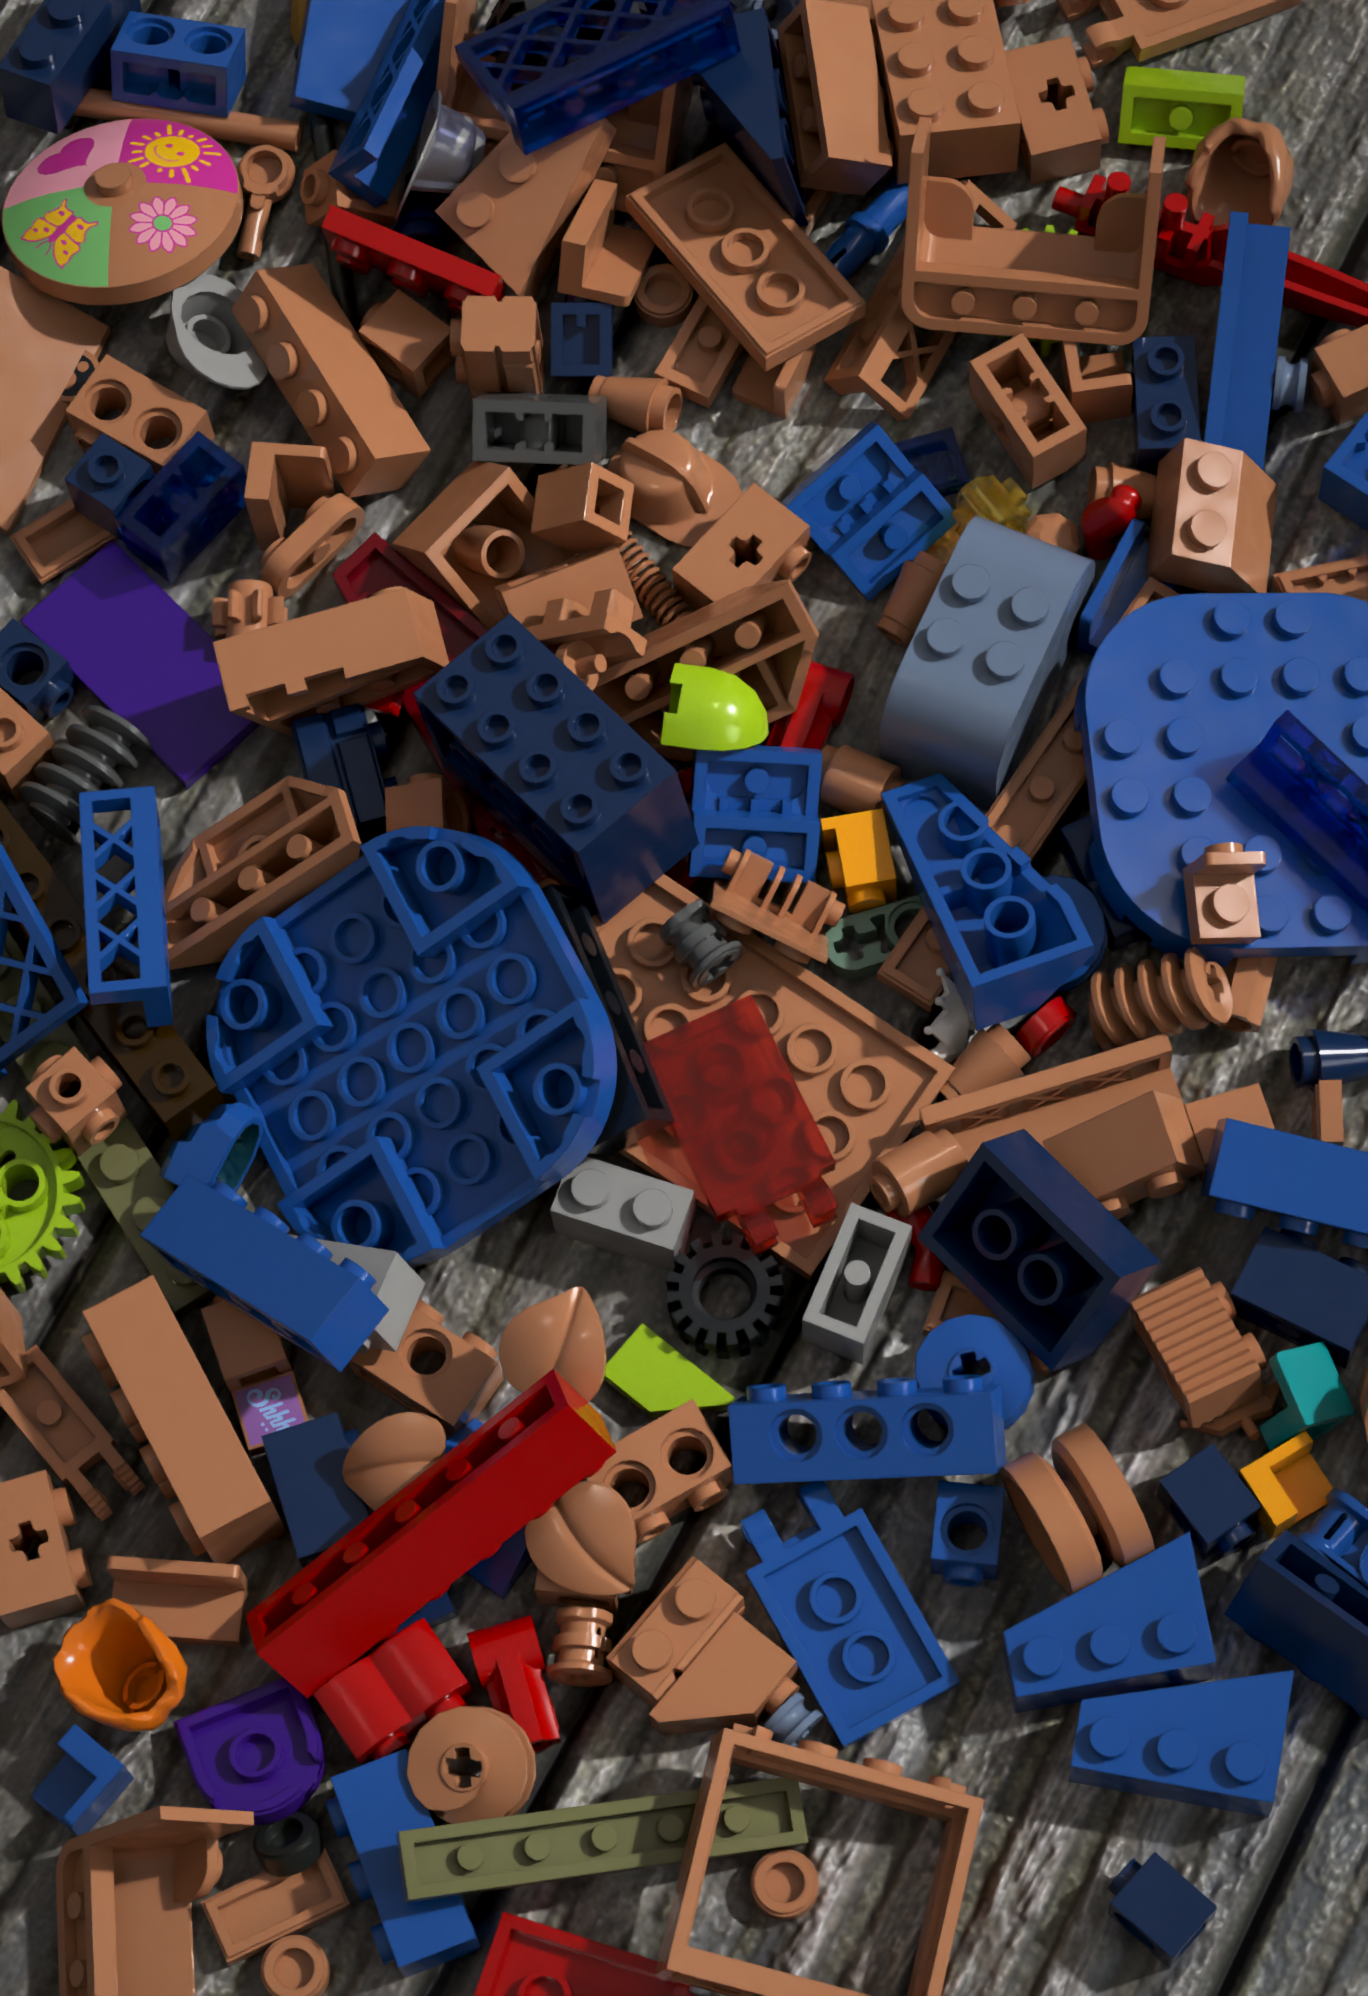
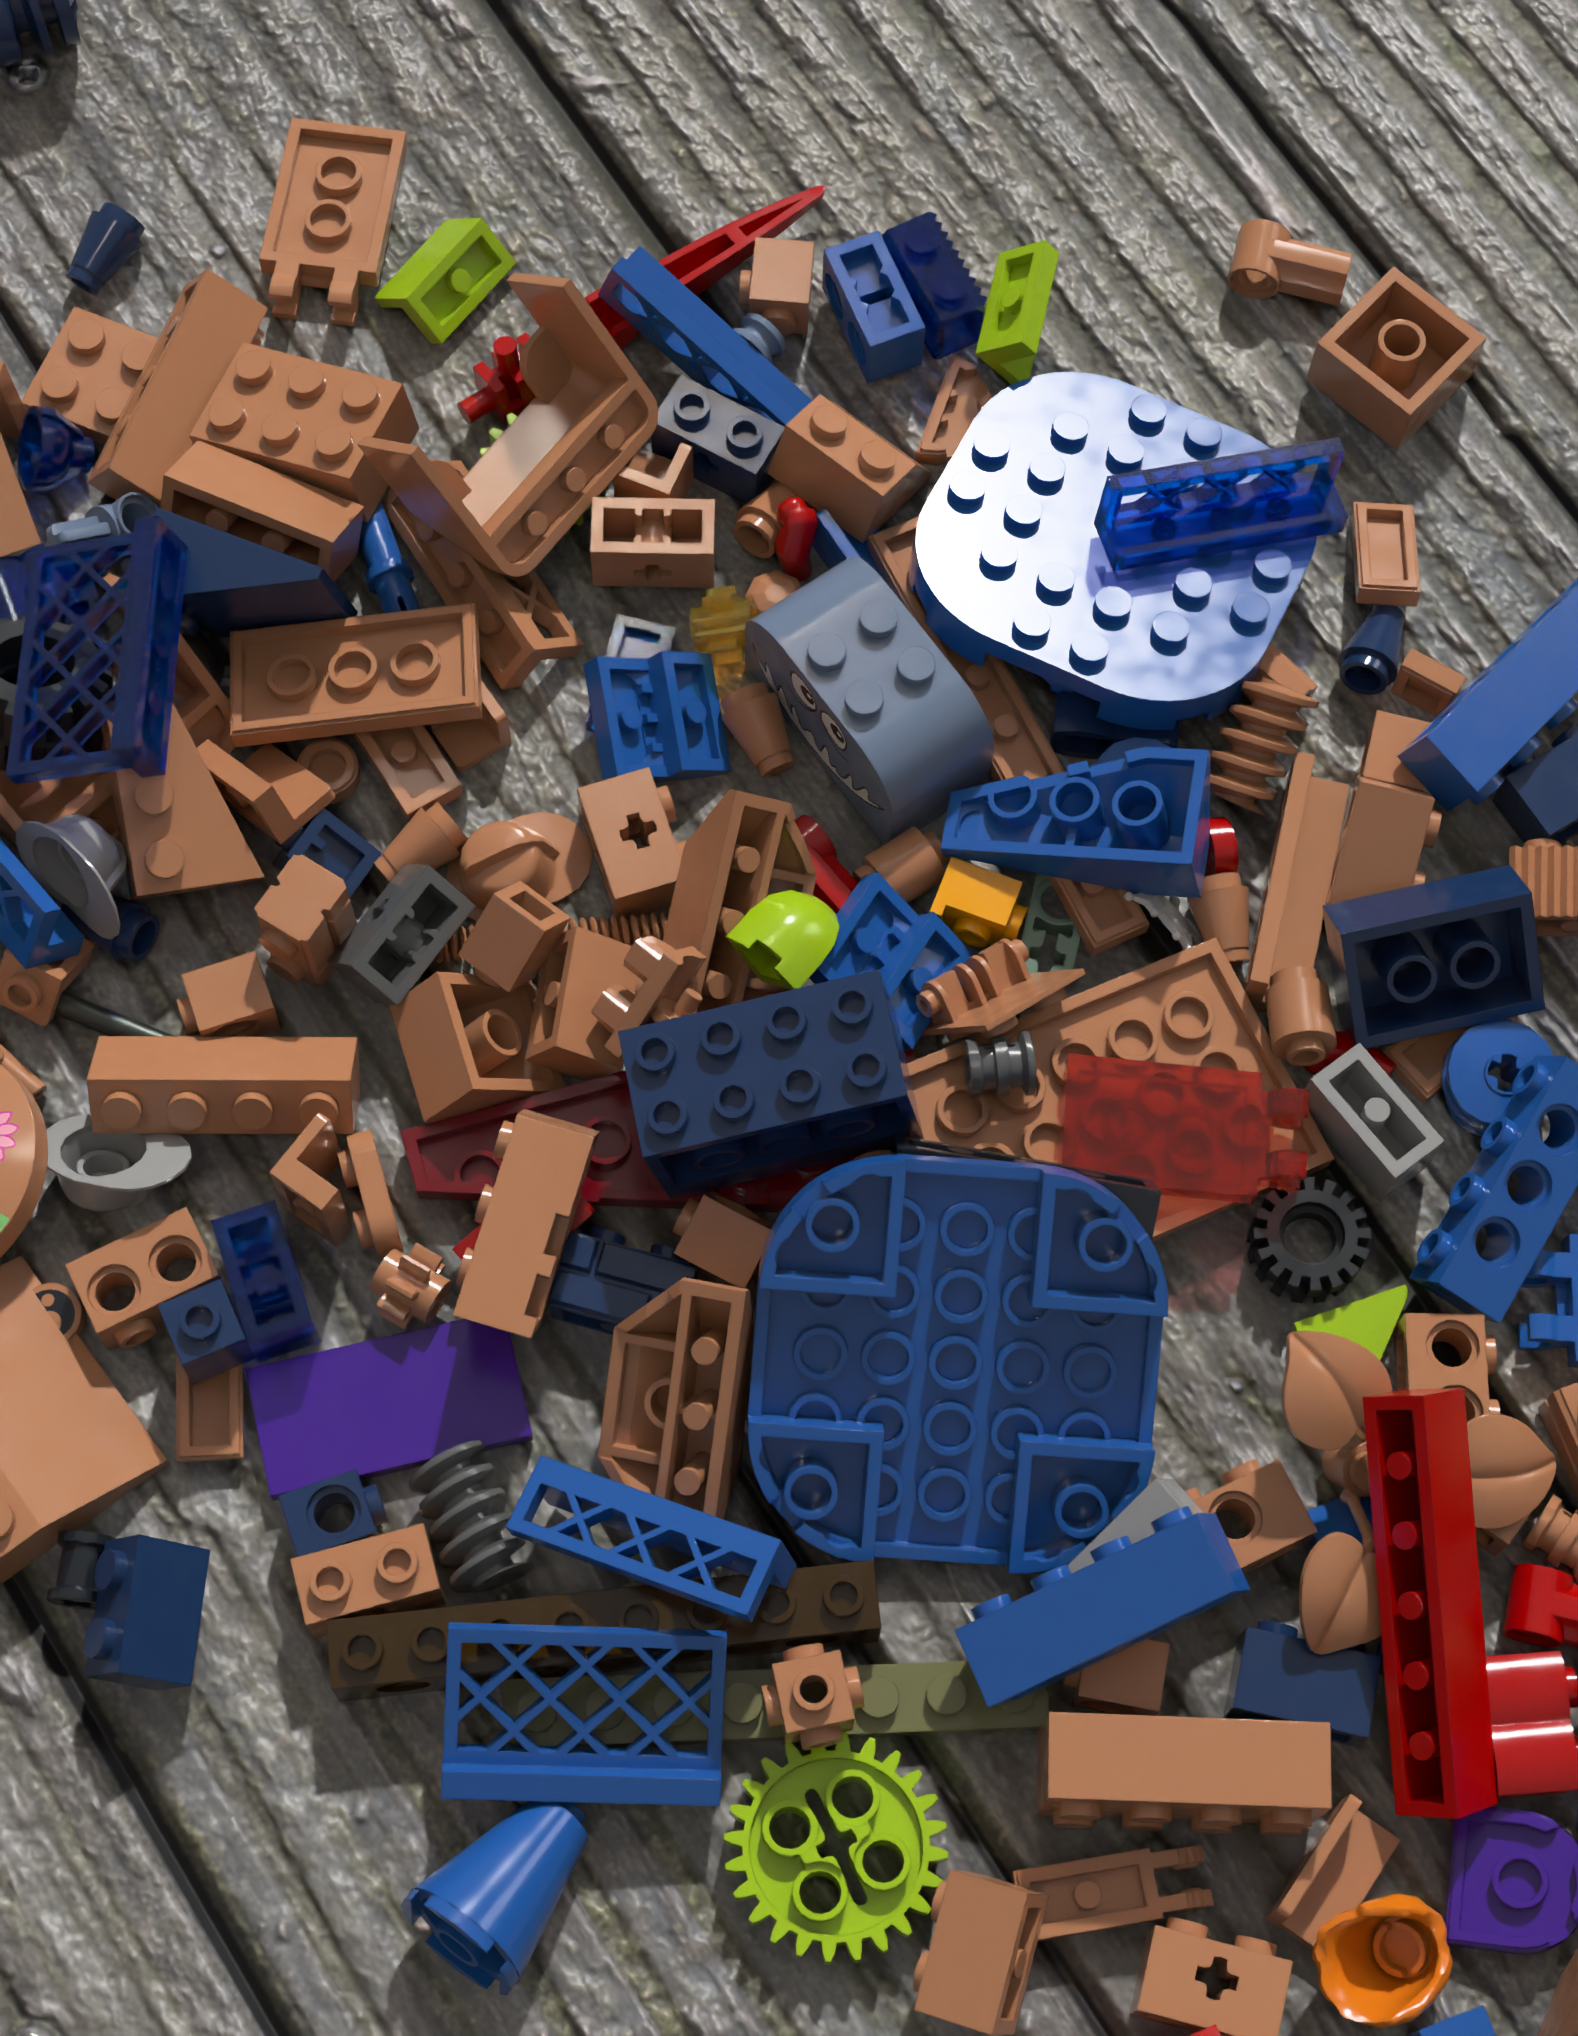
camera: 70 degrees left, 0 degrees up
(217, 1147) = (921, 1604): blue rock -> none
(268, 1408) = (1195, 1687): medium lavender tile -> none
(411, 263) = (171, 946): red plate -> none
(625, 1212) = (1204, 1268): light grey brick -> none
(1060, 140) = (391, 354): nougat brick -> none
(1223, 895) = (1224, 629): nougat bracket -> none
(1240, 170) = (553, 246): nougat hair -> none

